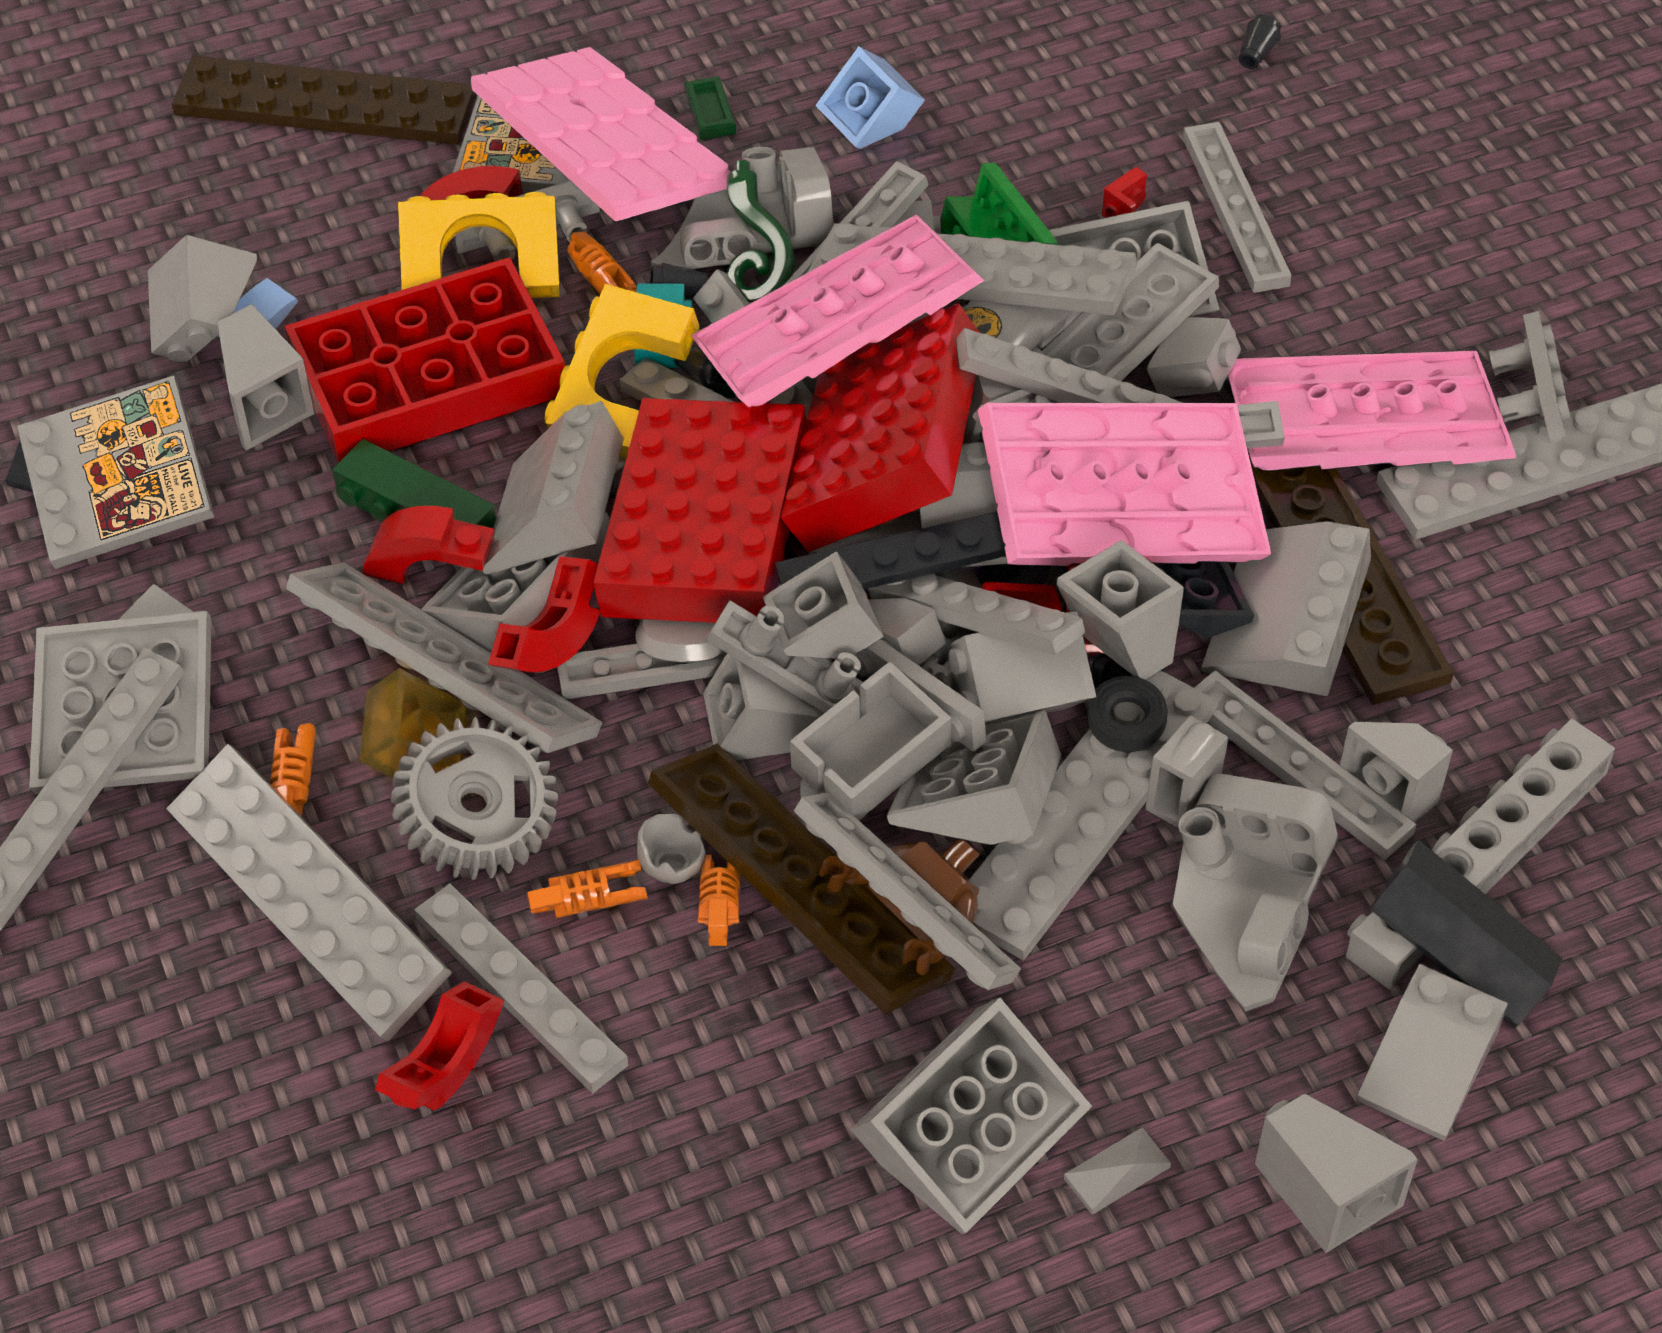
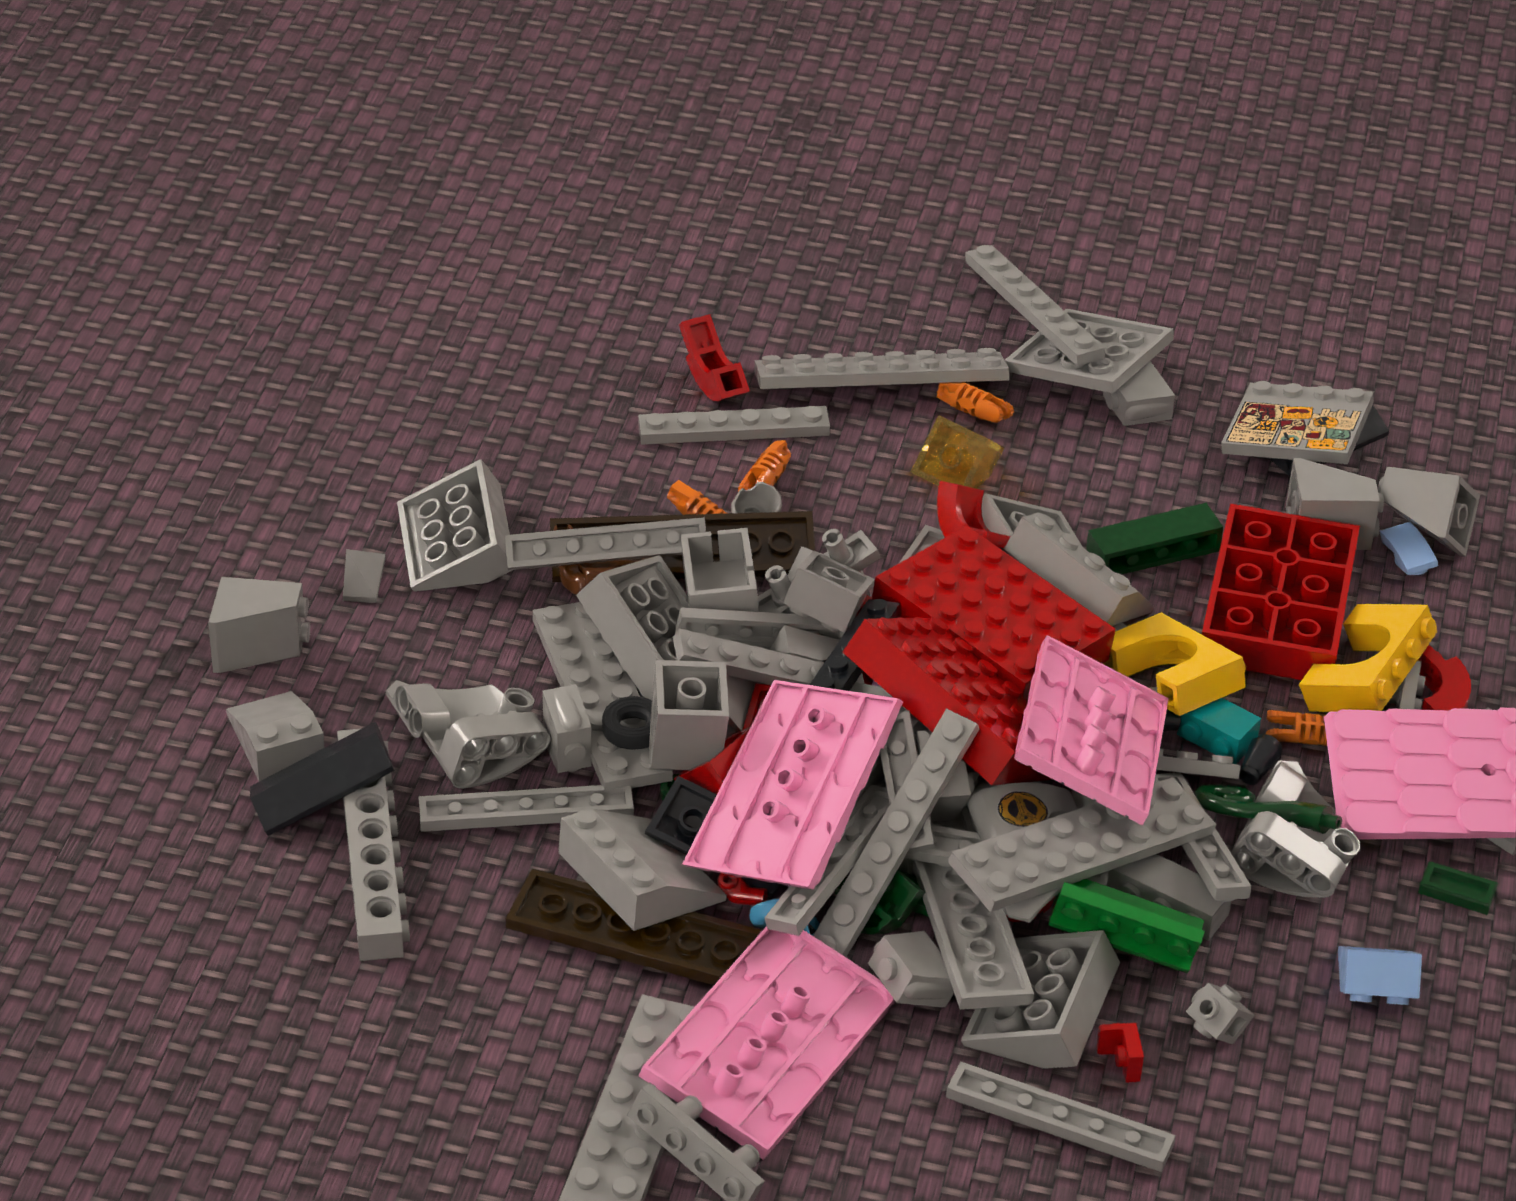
camera: 125 degrees right, 10 degrees down
(422, 535) = (1095, 504): red arch -> none
(443, 657) = (1039, 475): light grey plate -> none
(491, 770) = (846, 435): light grey gear -> none
(1029, 157) = (1219, 1013): none -> light grey brick
(1398, 764) = (463, 821): light grey slope -> none

